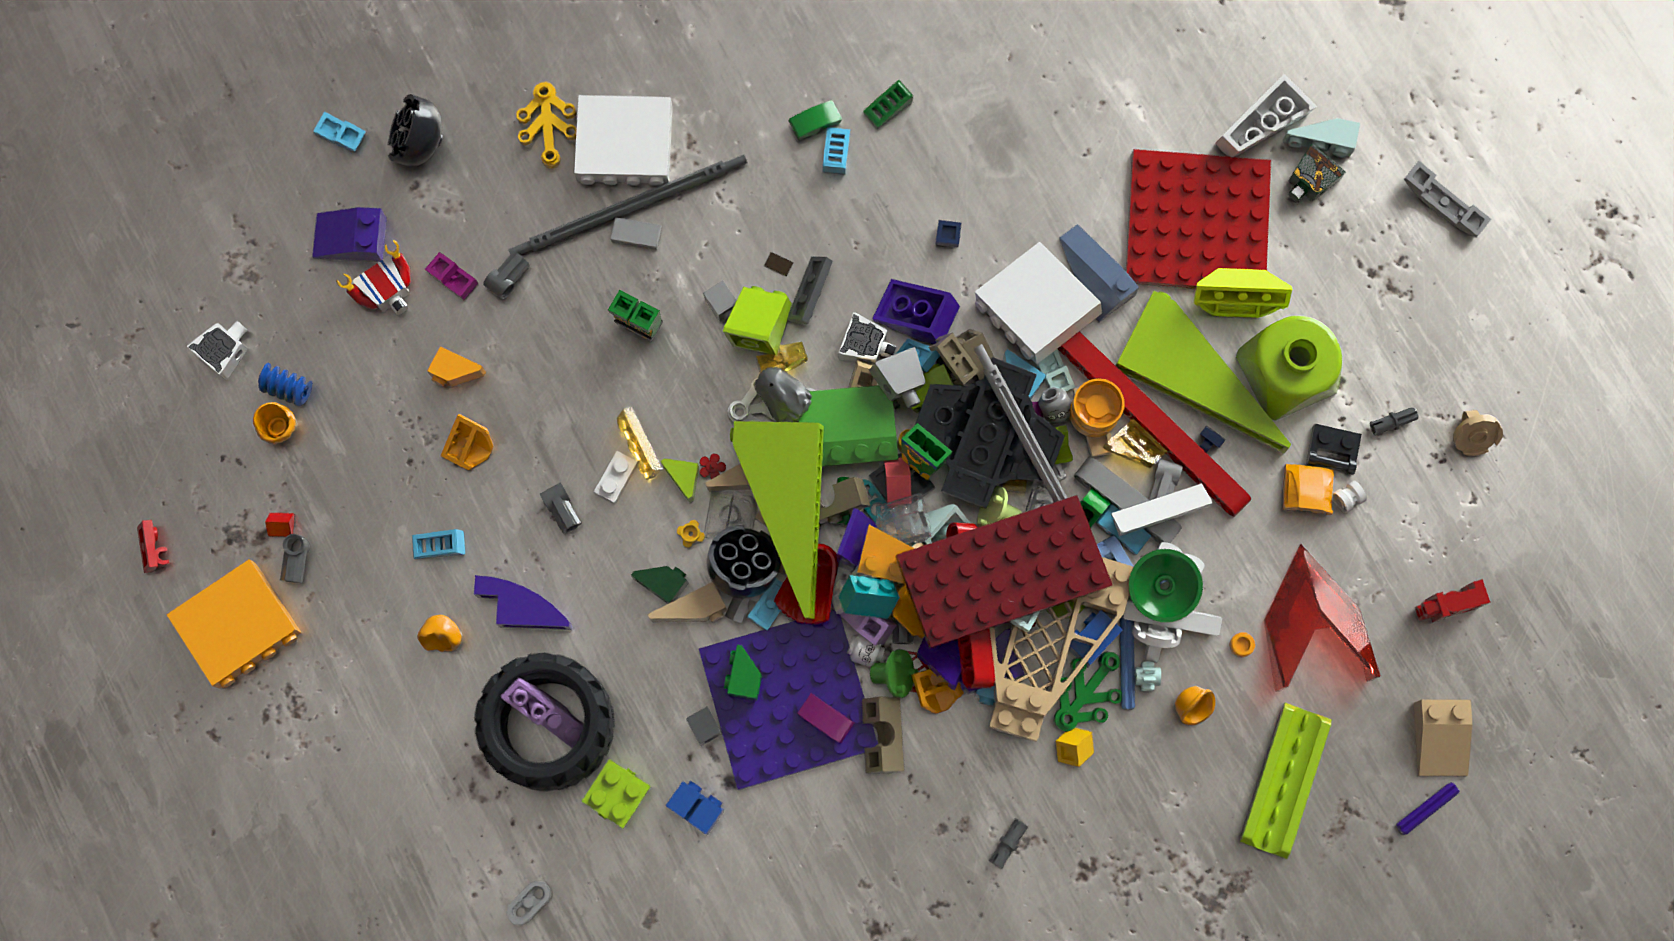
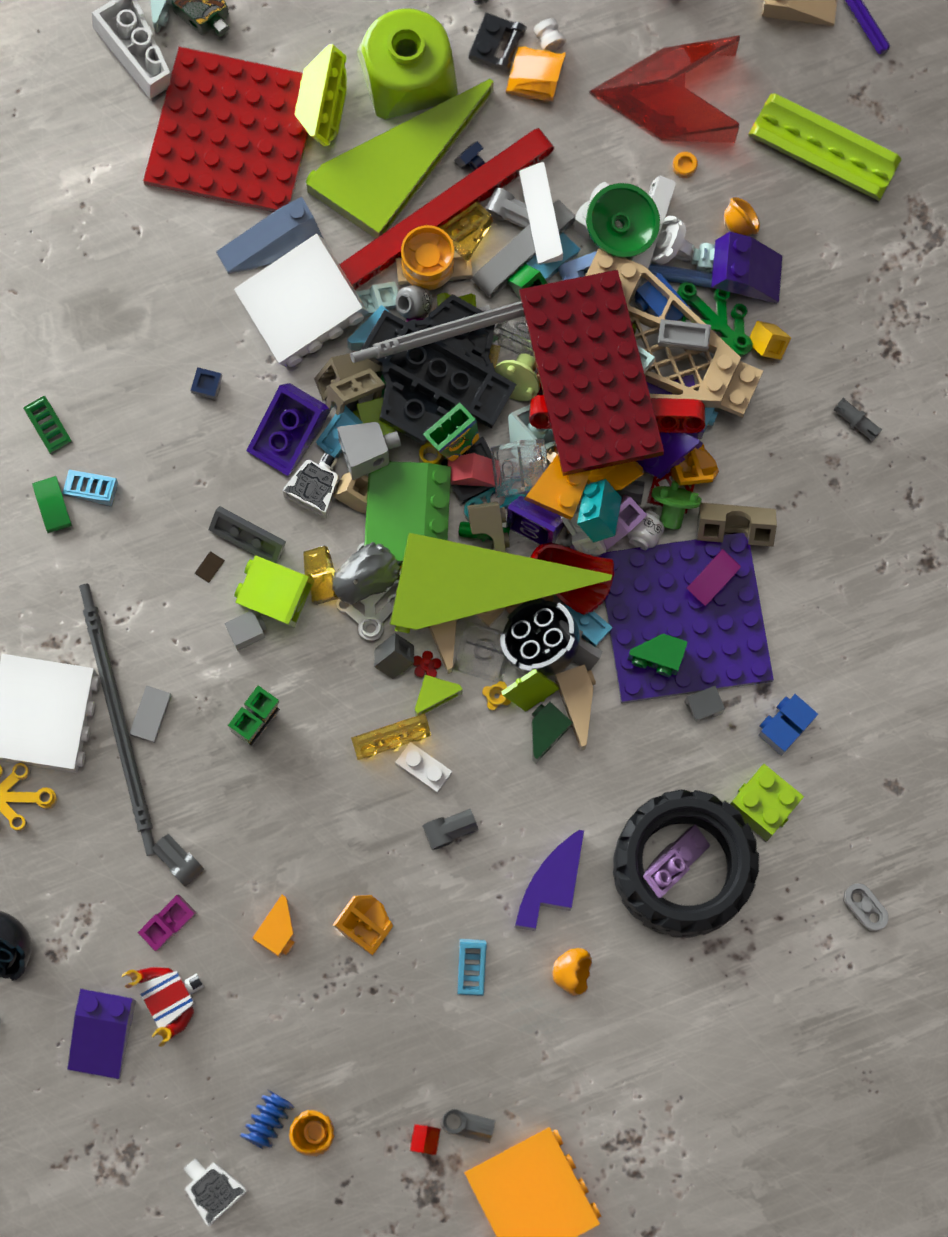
camera: 85 degrees left, 0 degrees up
(694, 559) = (530, 690): none -> lime piece
(714, 436) = (394, 656): none -> dark grey panel
(1058, 657) = (684, 335): none -> light grey tile
(1142, 715) = (746, 267): none -> dark purple slope

